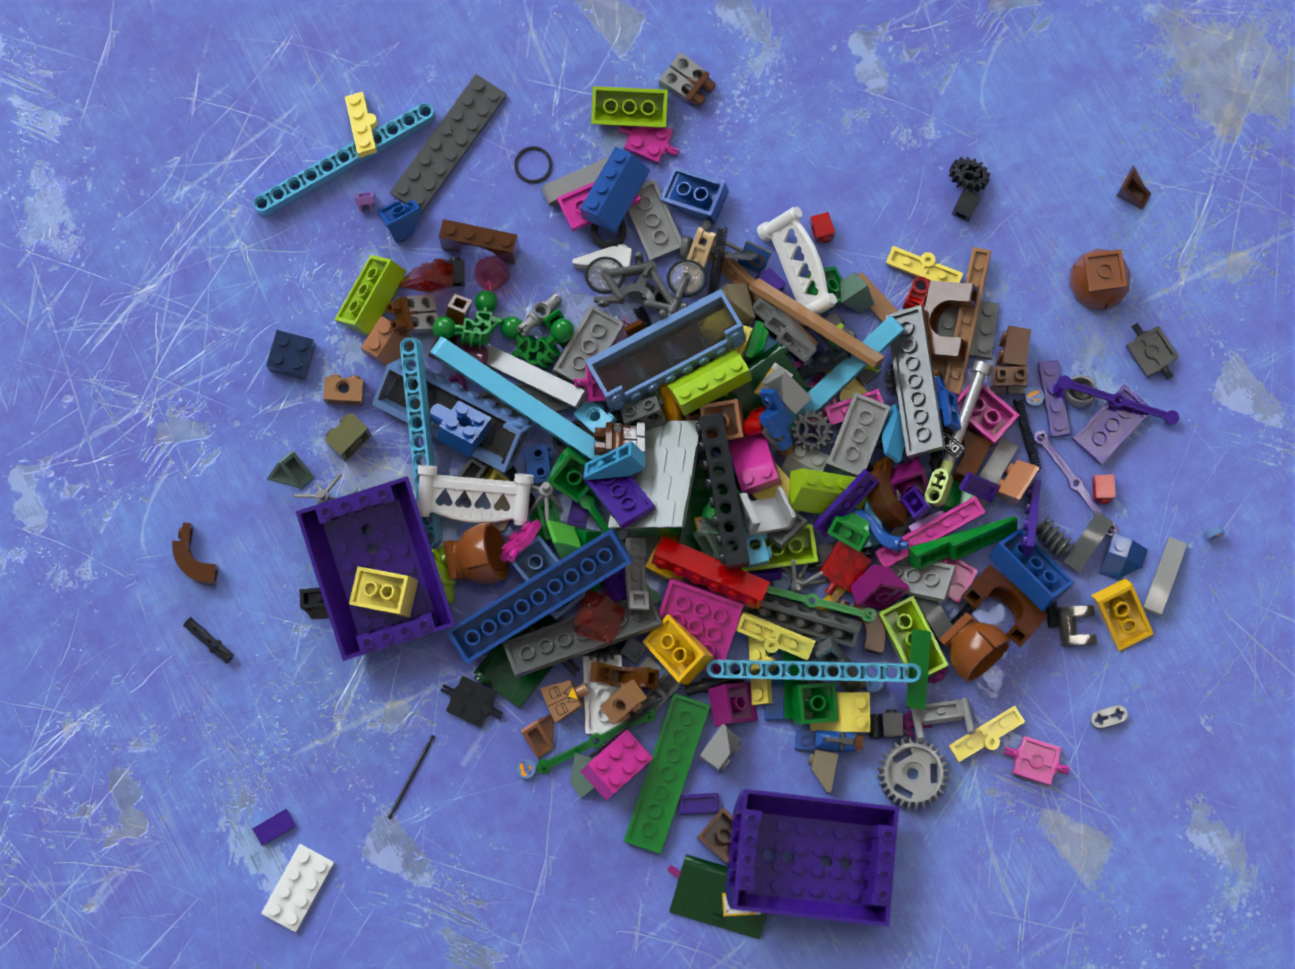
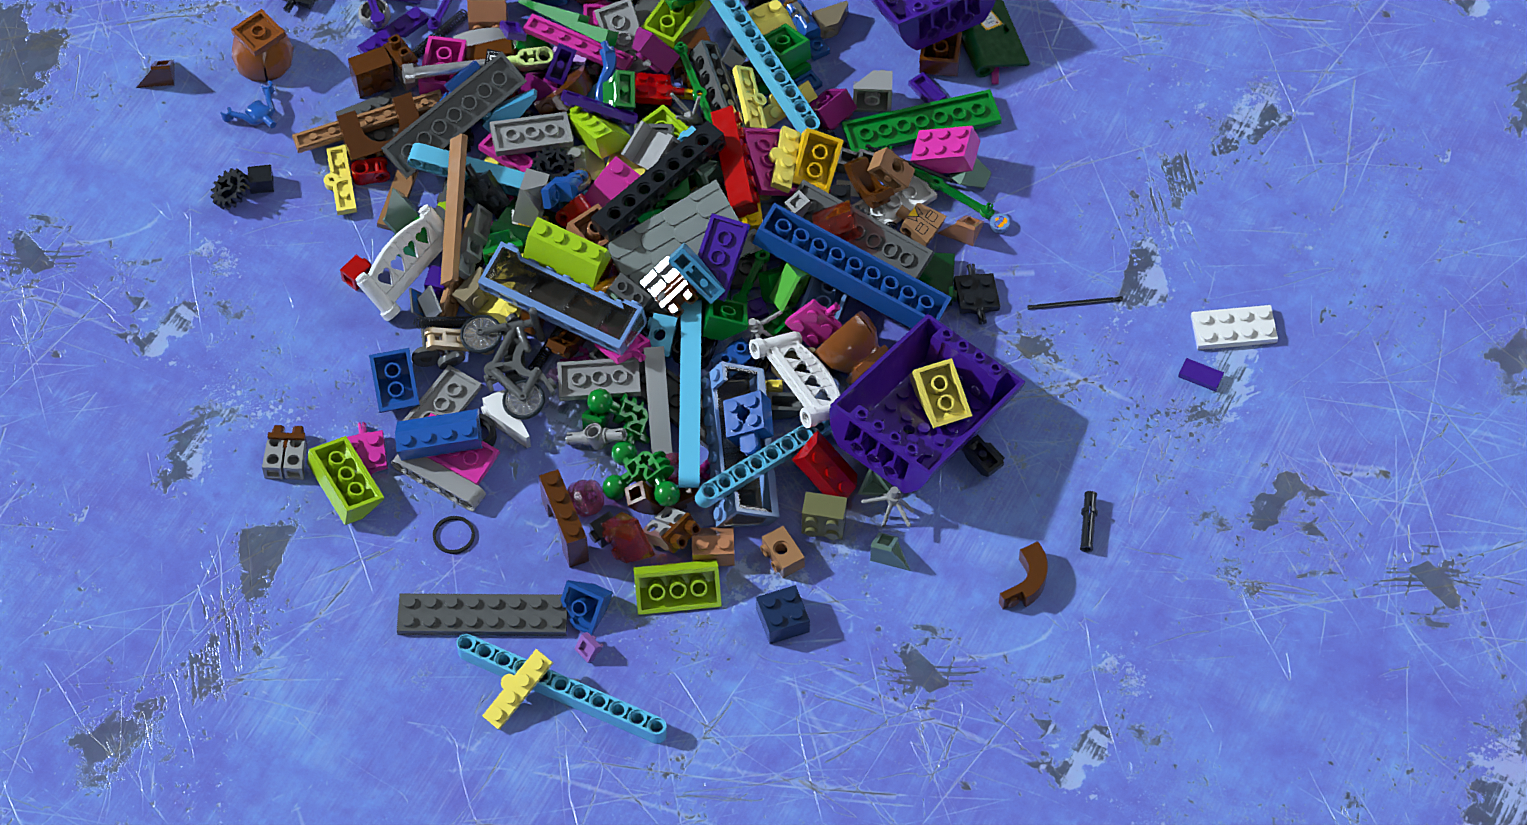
camera: 125 degrees left, 20 degrees down
(384, 463) = (826, 467): none -> red slope
(694, 623) = (784, 158): none -> light yellow hinge
(1039, 242) = (256, 112): none -> blue piece

